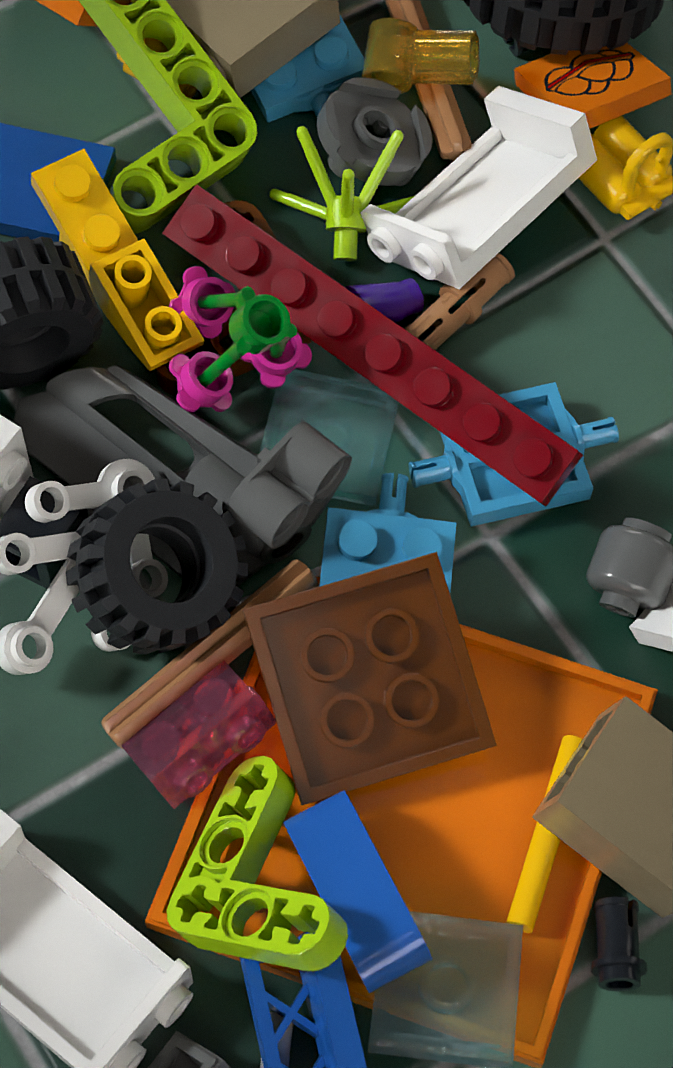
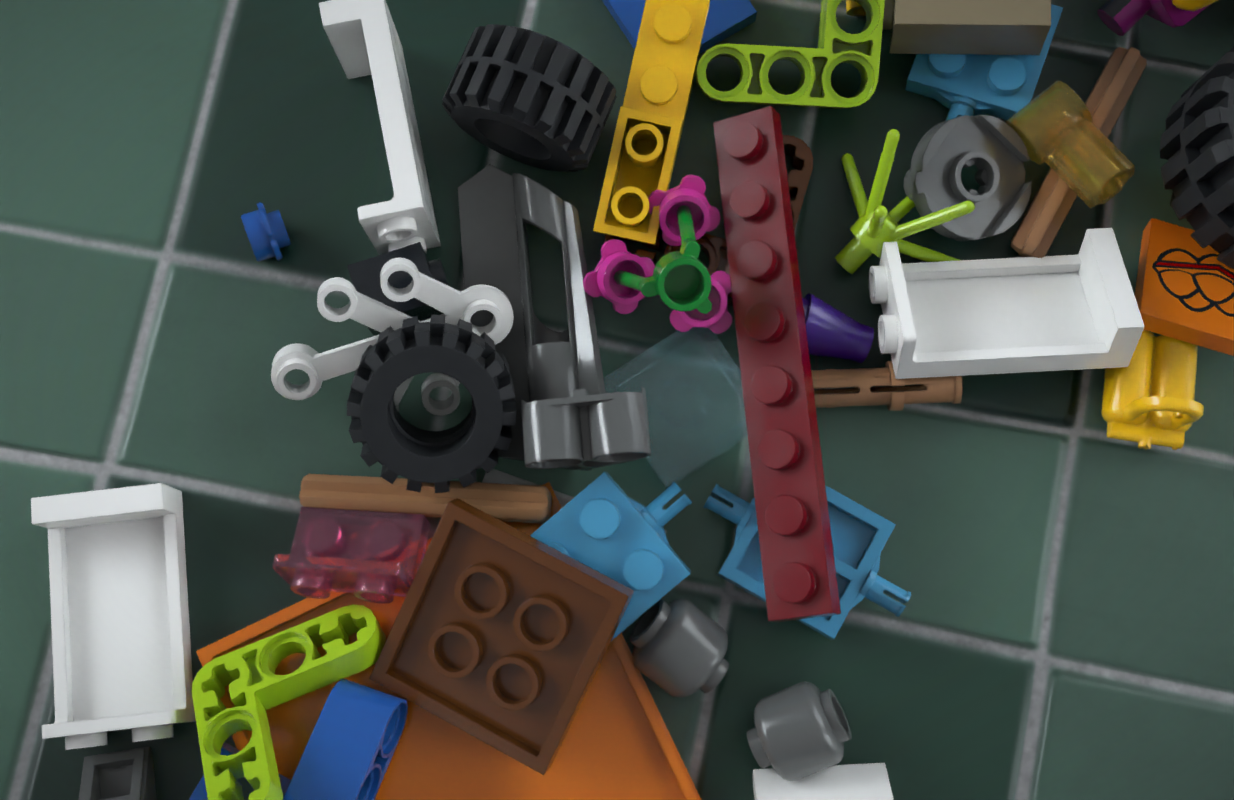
camera: 50 degrees right, 15 degrees up
(498, 587) = (680, 648): none -> dark grey head

